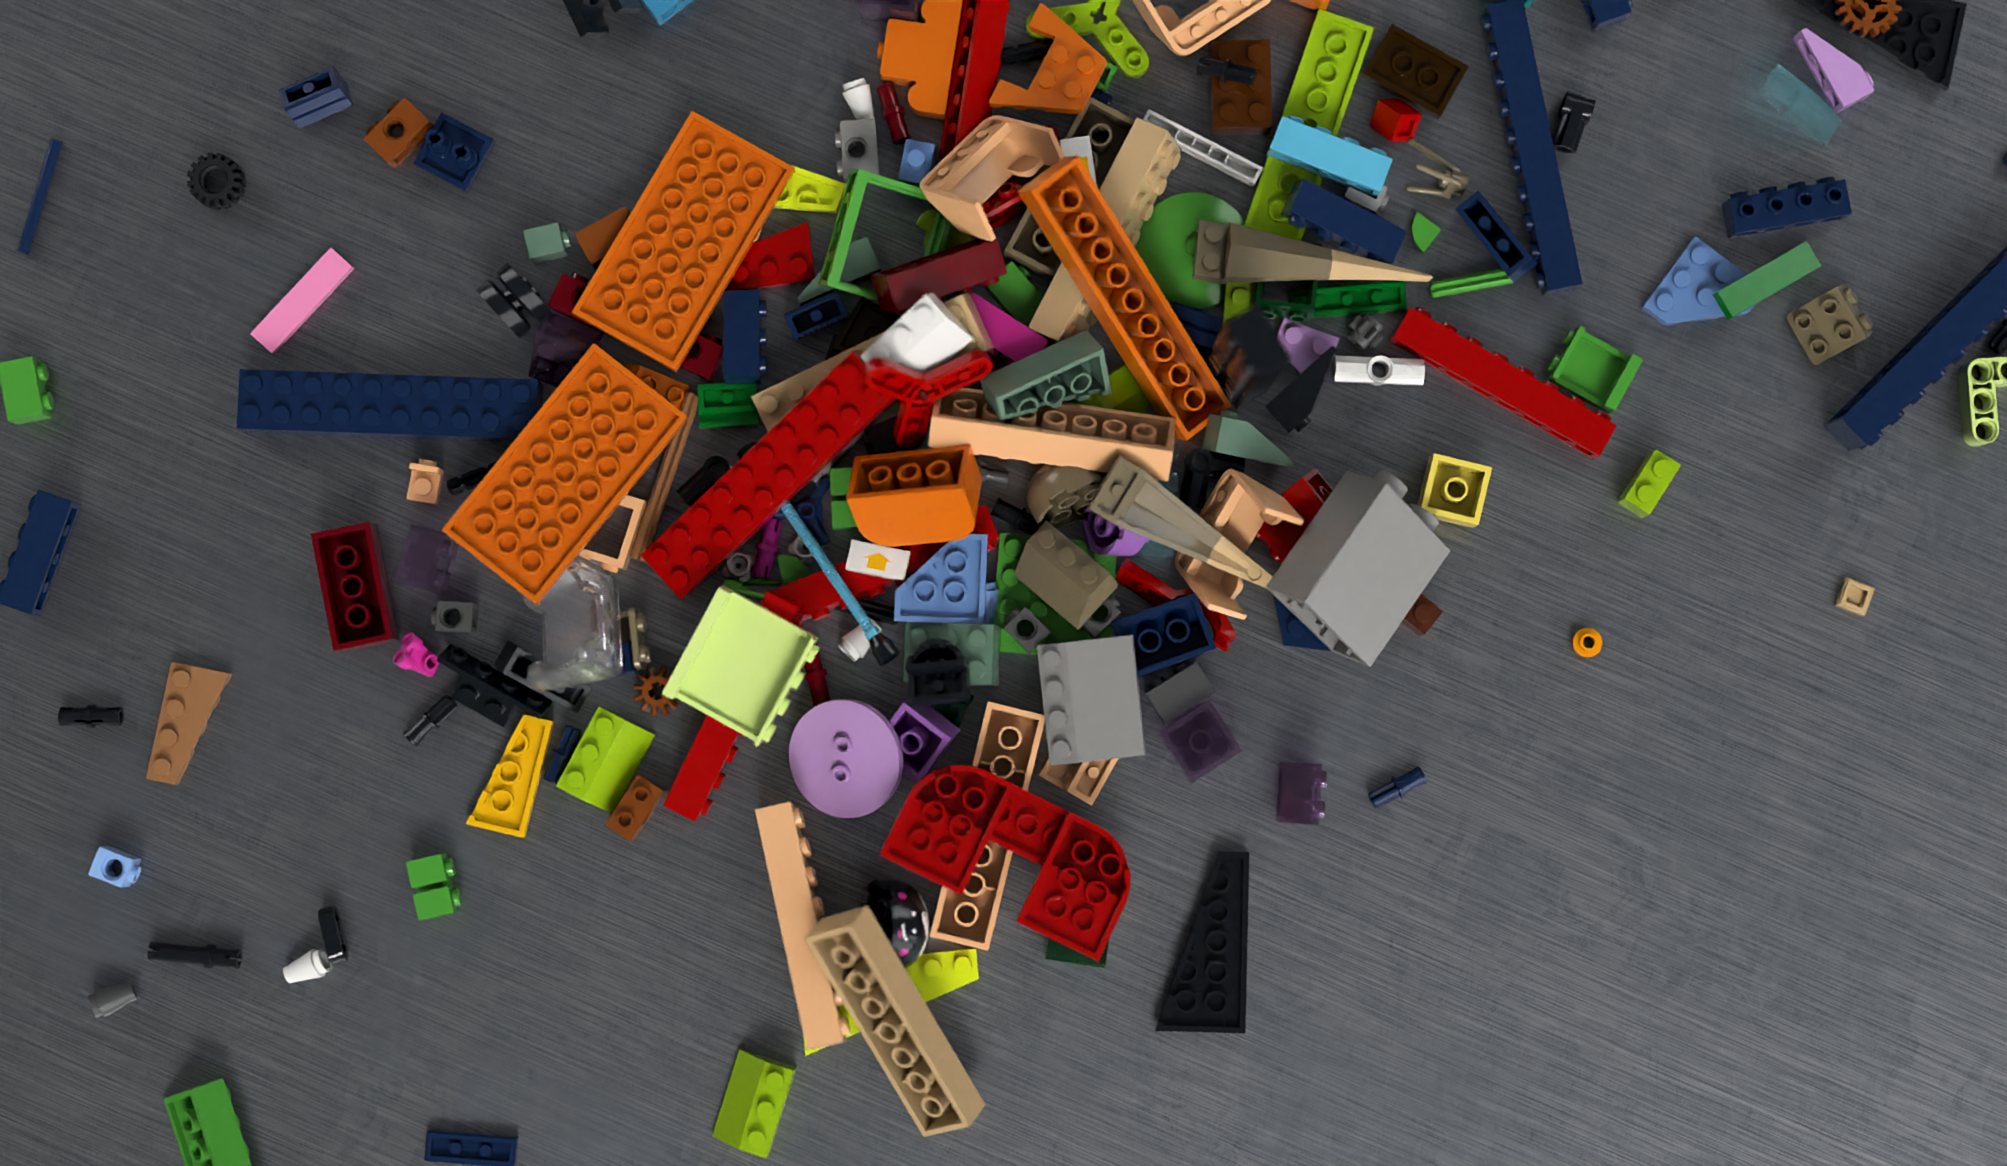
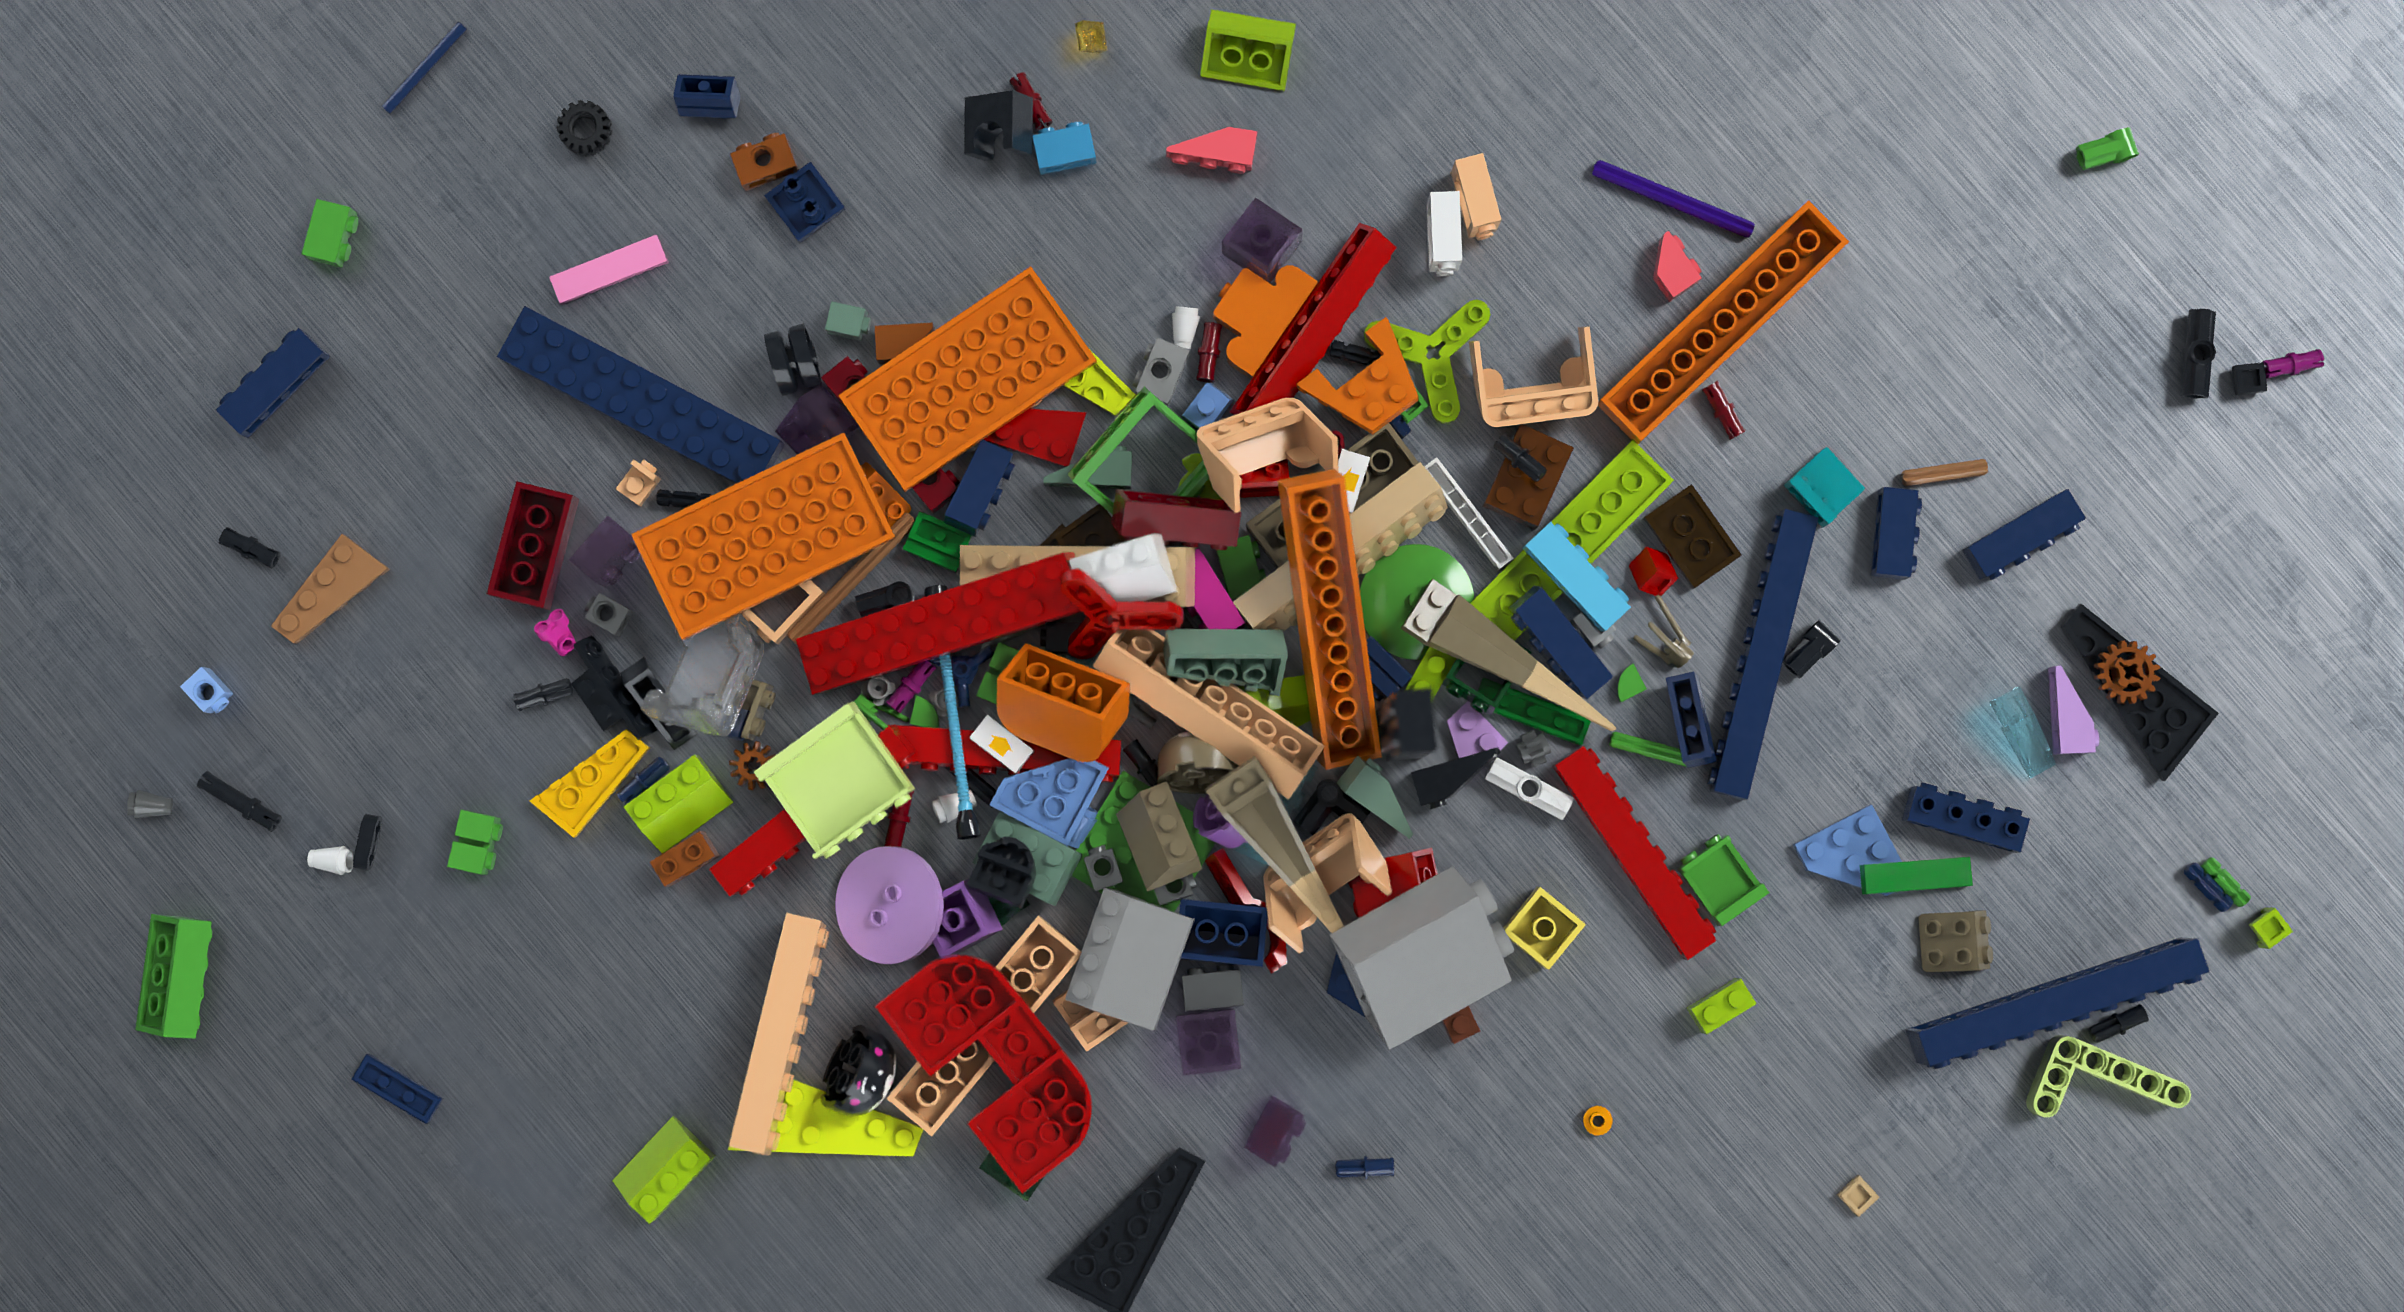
camera: 30 degrees right, 0 degrees up
(816, 315) = (1053, 500): dark blue brick -> none
(895, 1021) = (818, 1159): tan brick -> none

